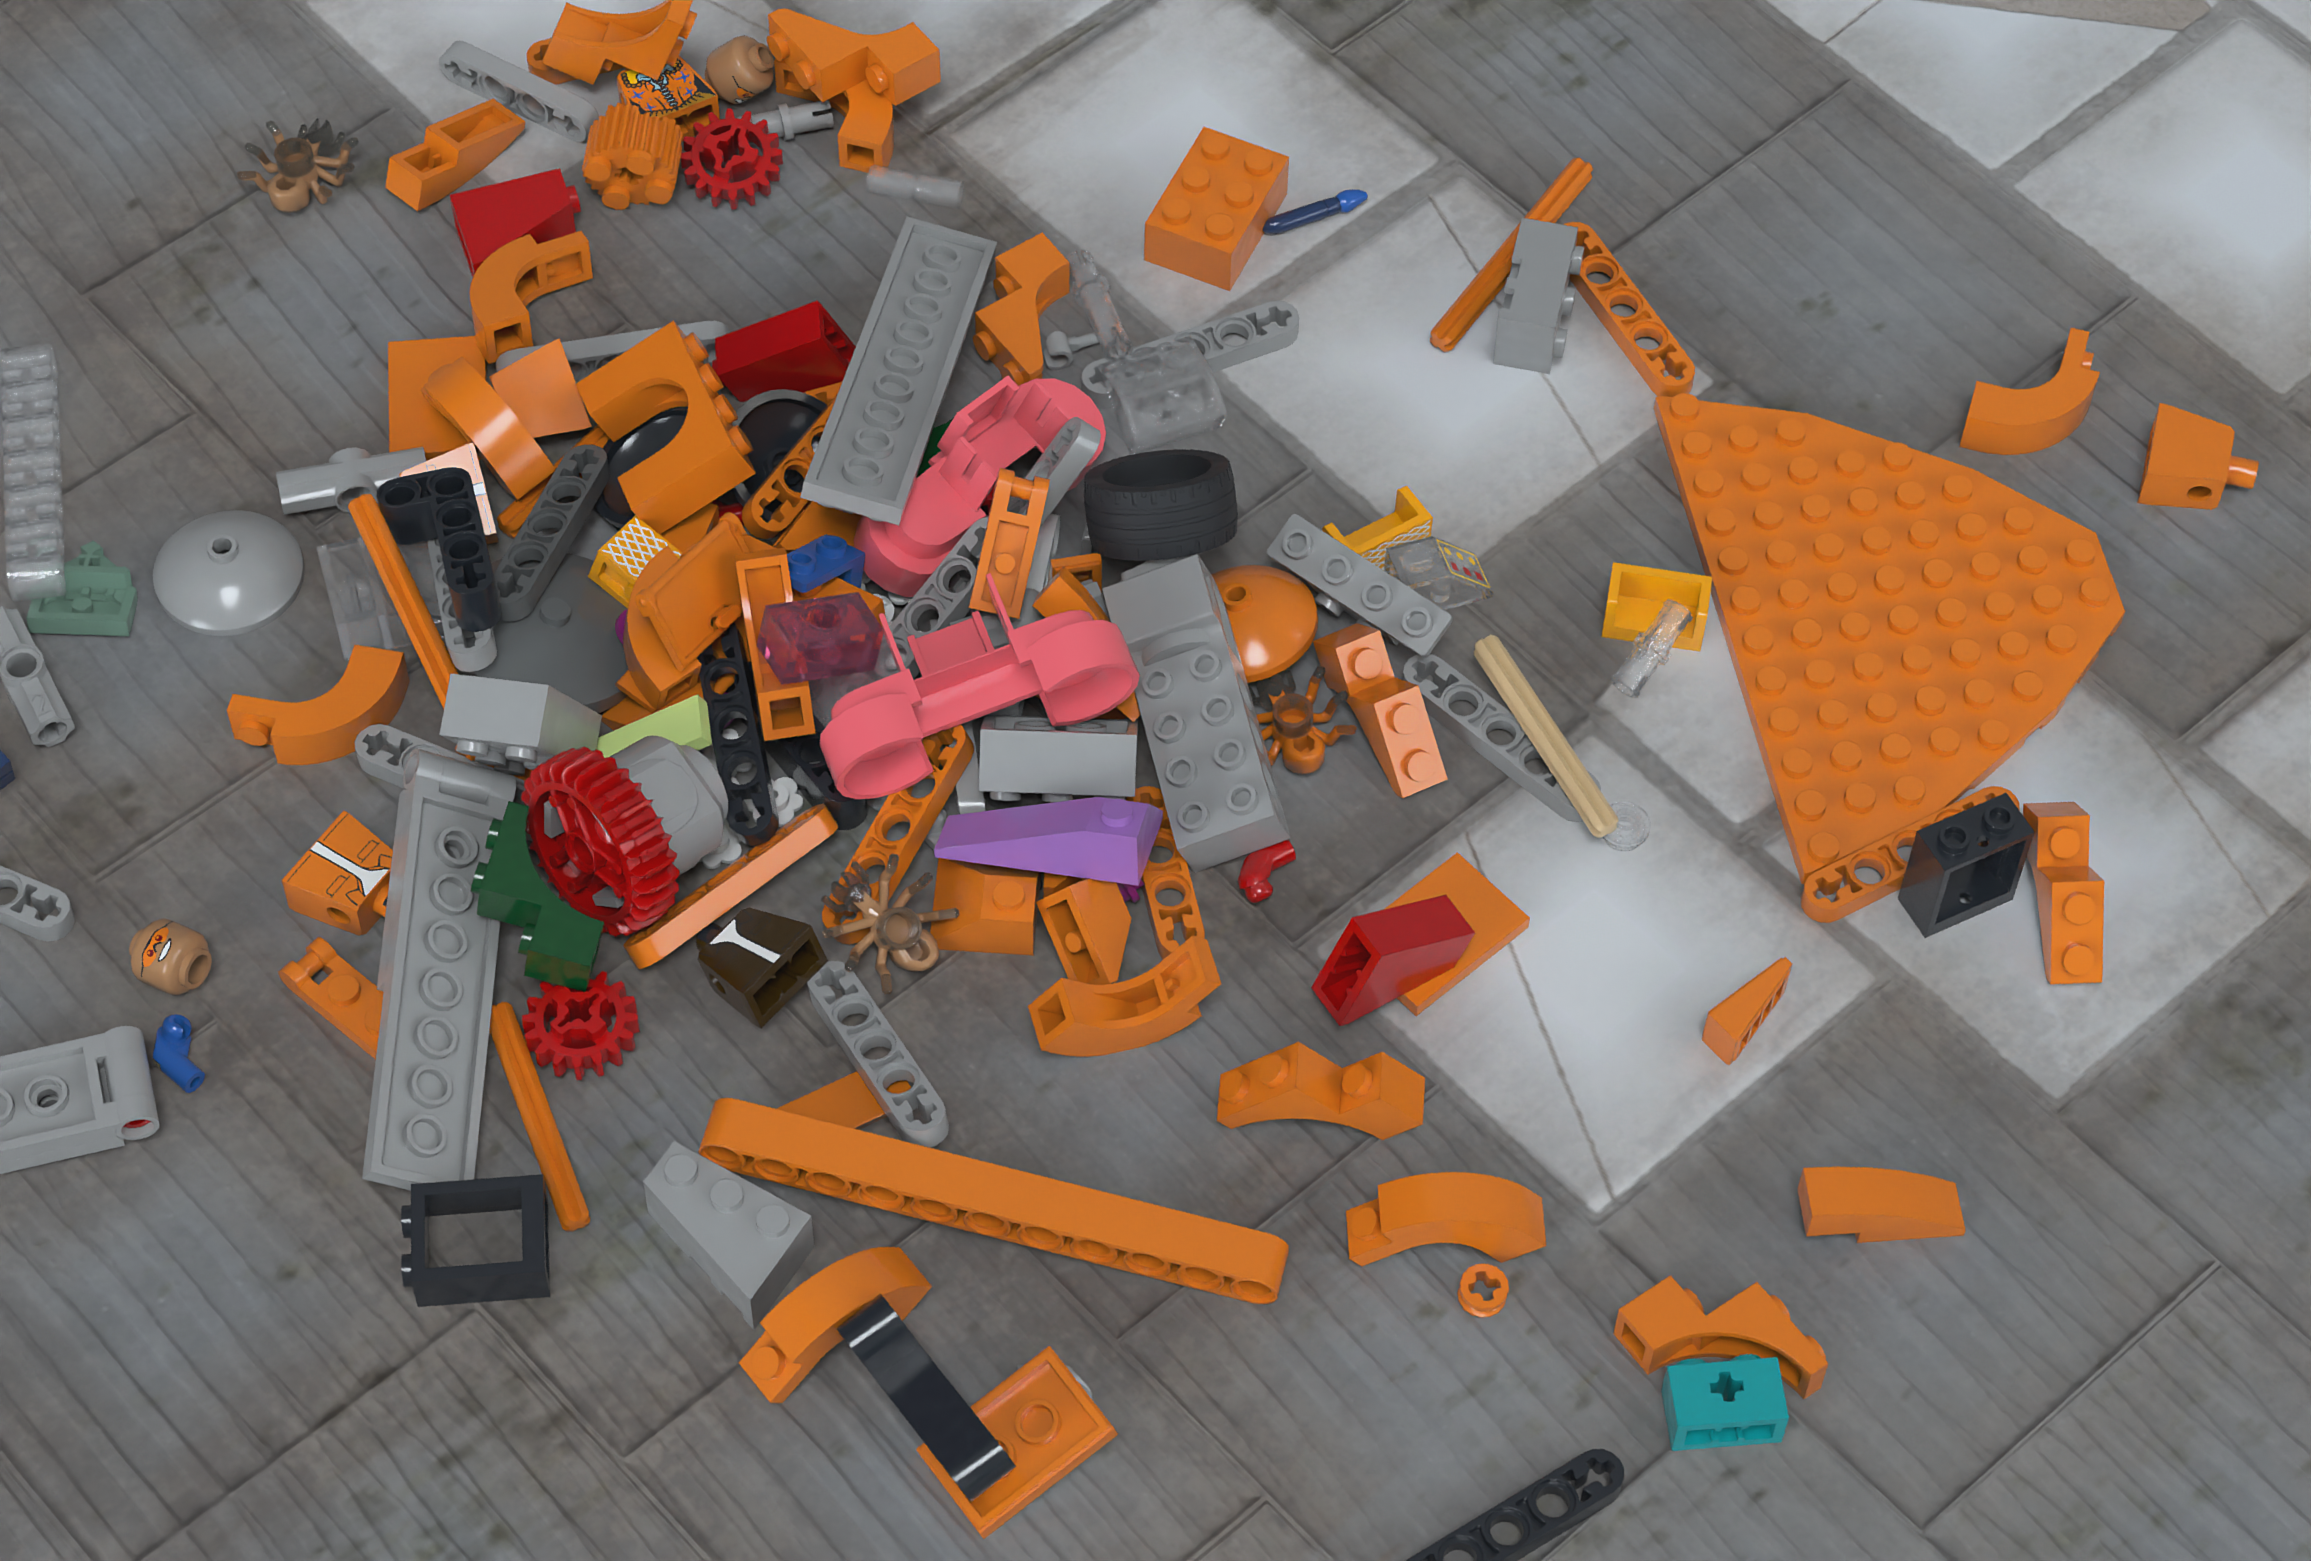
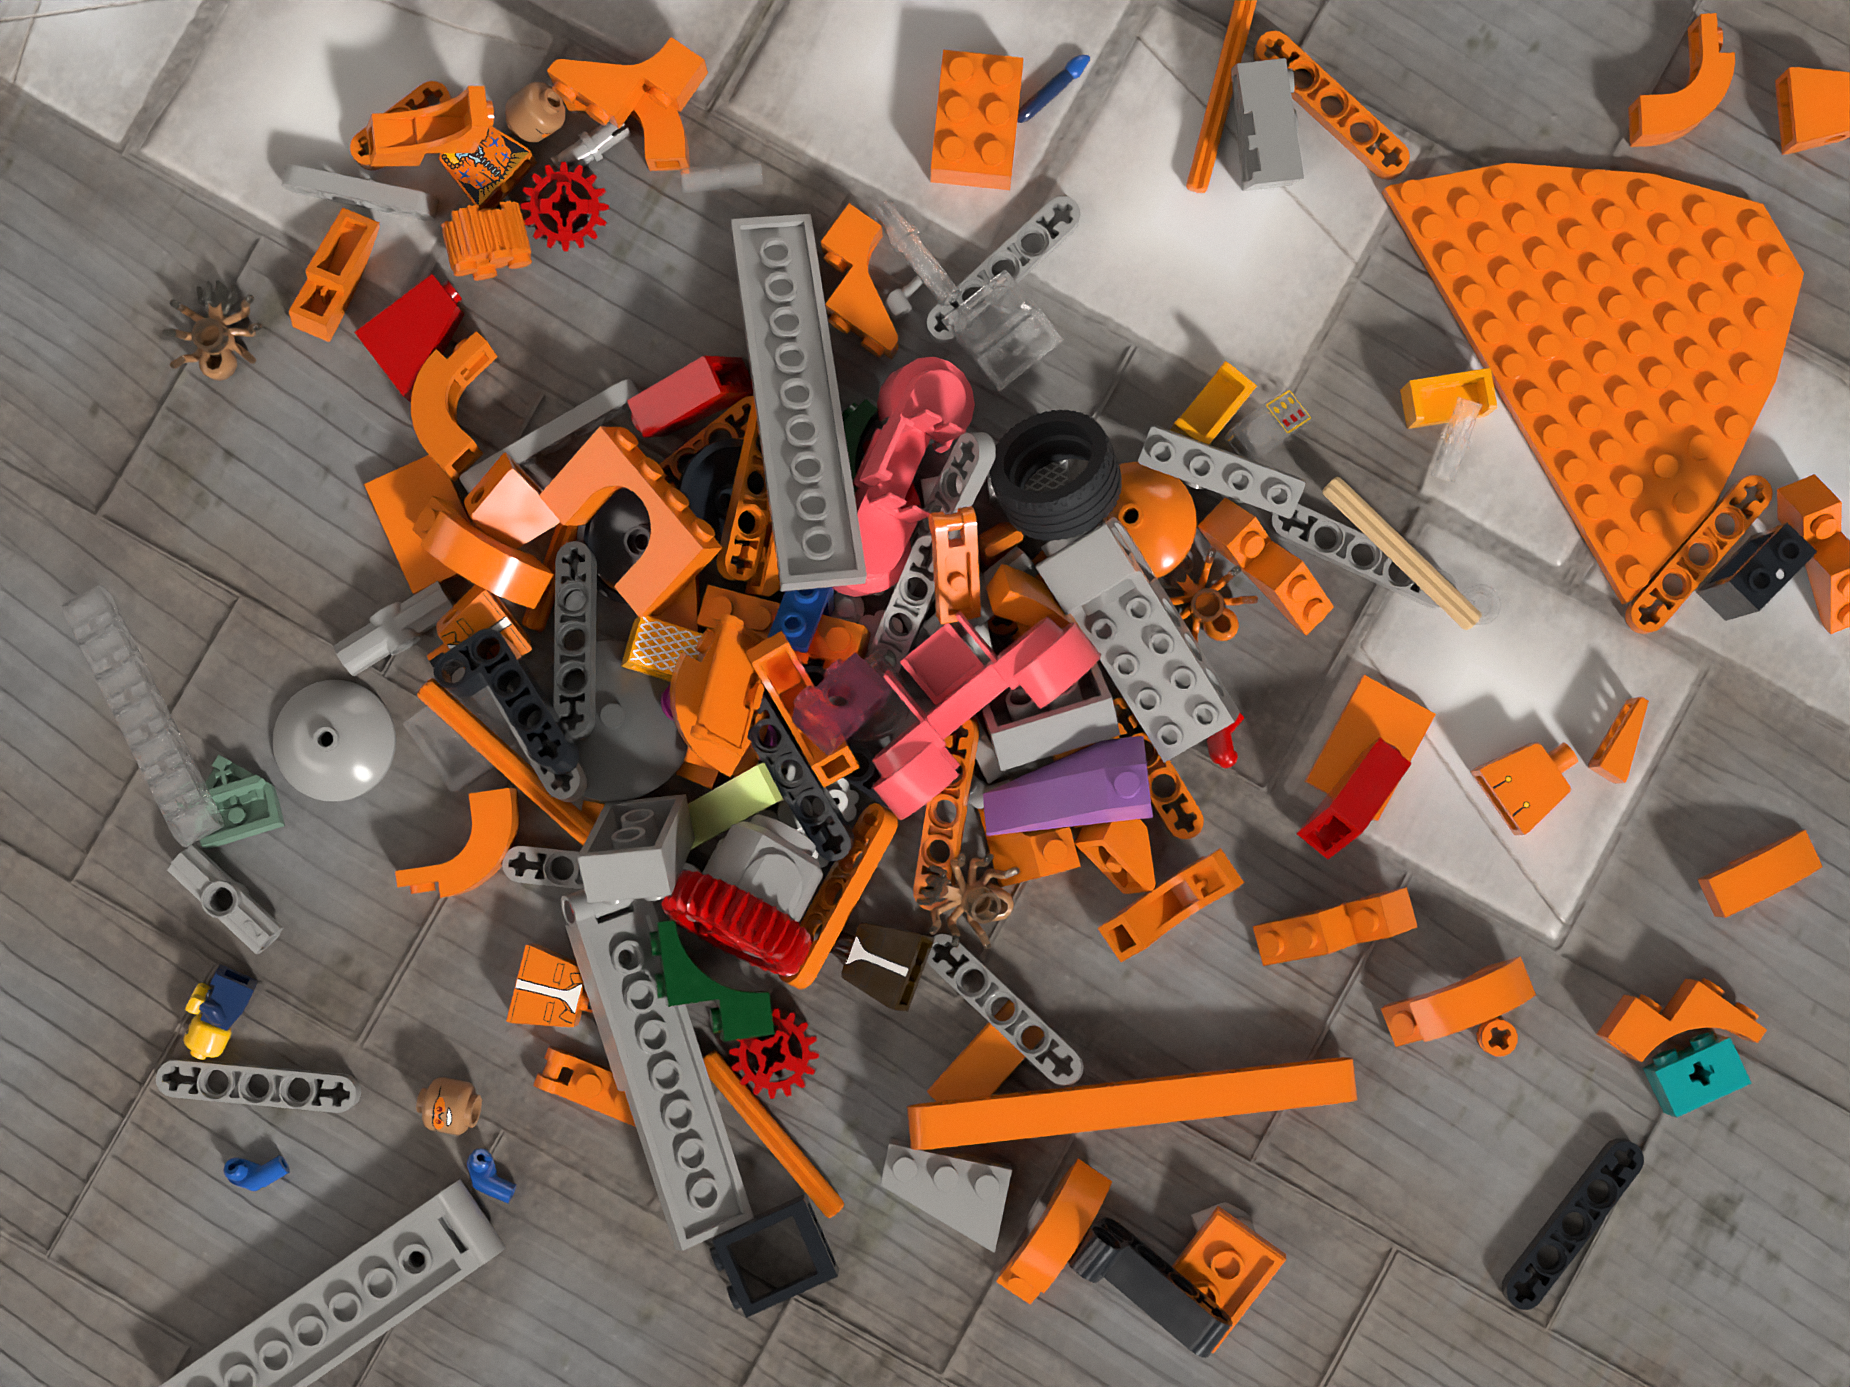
camera: 15 degrees left, 30 degrees up
(1614, 1018) = (1526, 783): none -> orange torso

